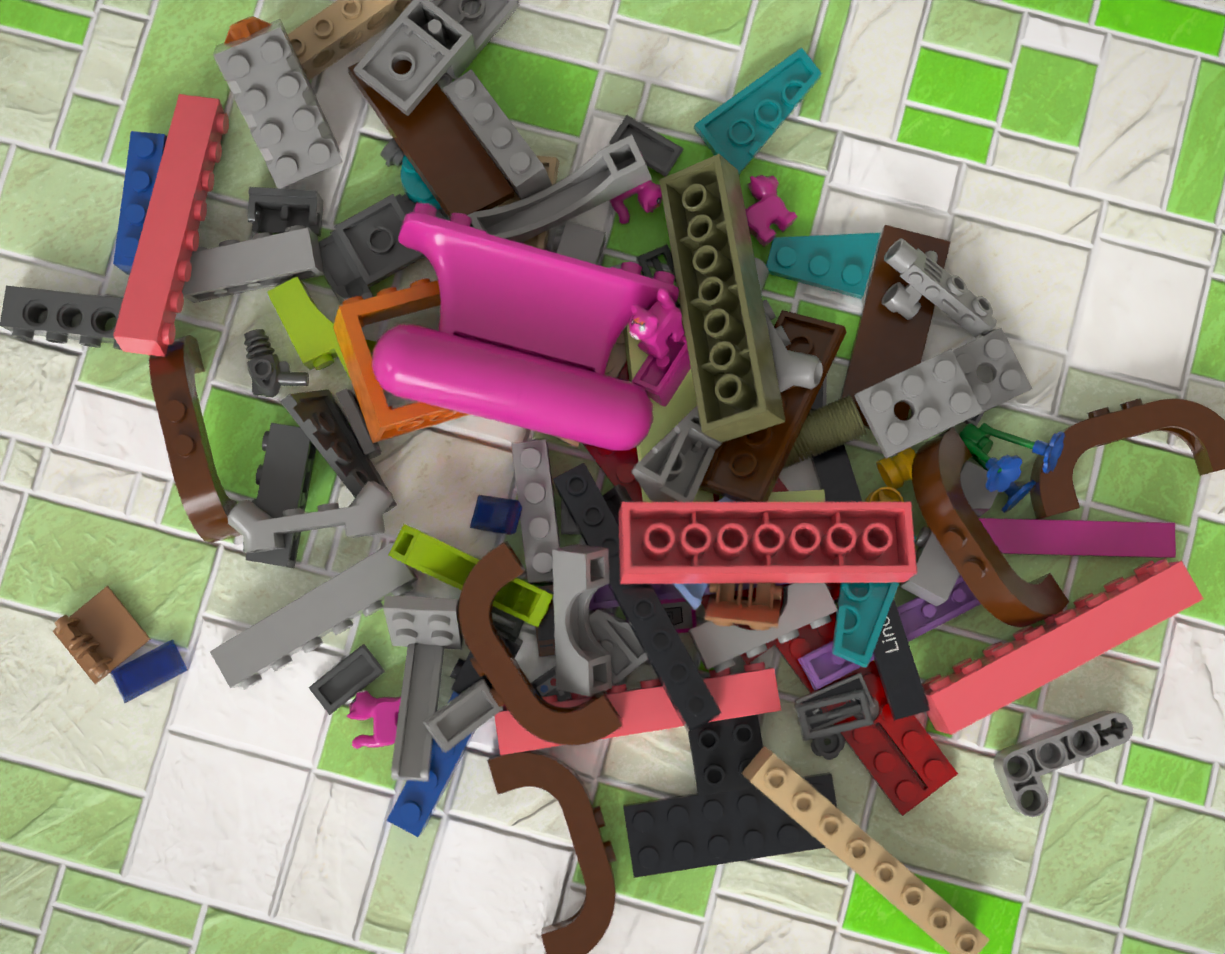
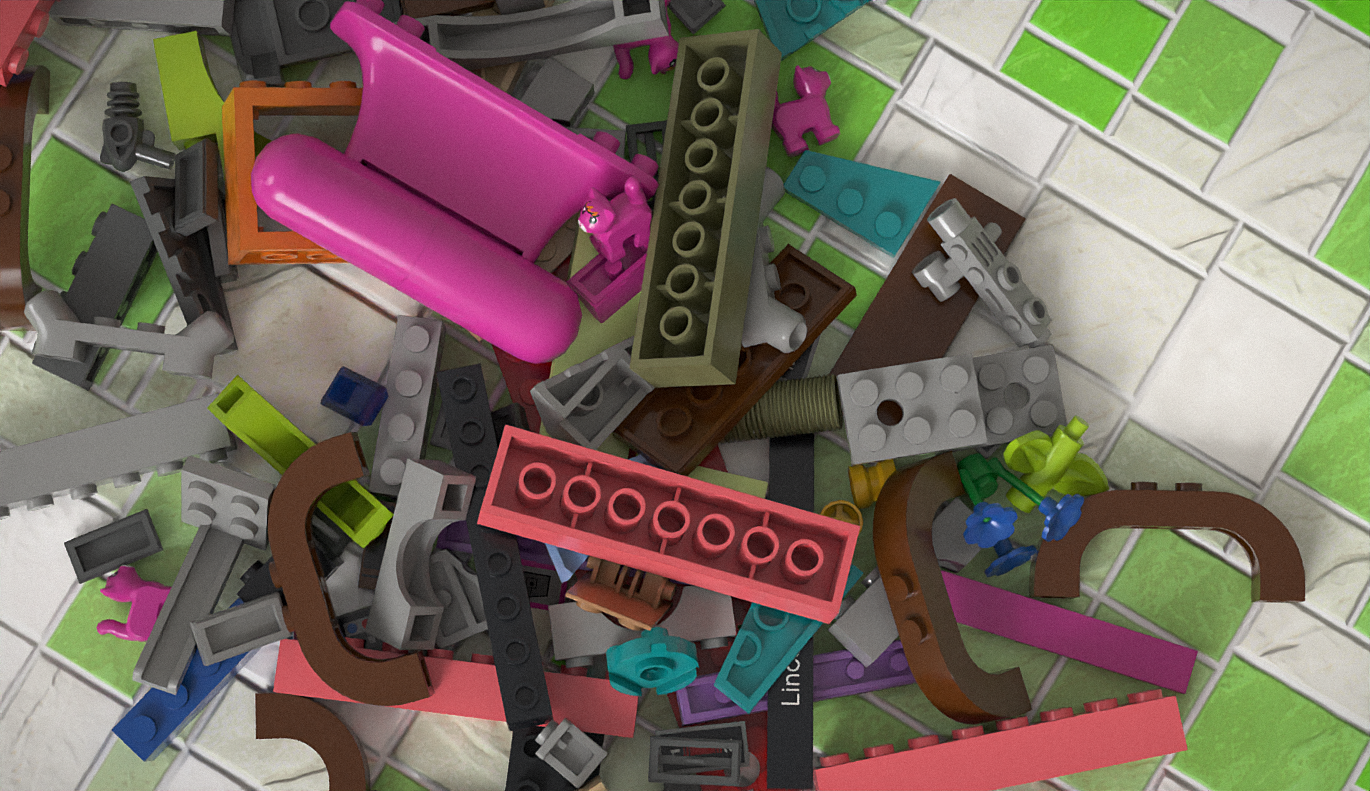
camera: 15 degrees right, 0 degrees up
(331, 392) = (196, 187): none -> dark grey tile
(739, 735) = (569, 751): none -> light grey bracket
(784, 648) = (652, 662): none -> teal plate
(1030, 415) = (1053, 464): none -> lime plant

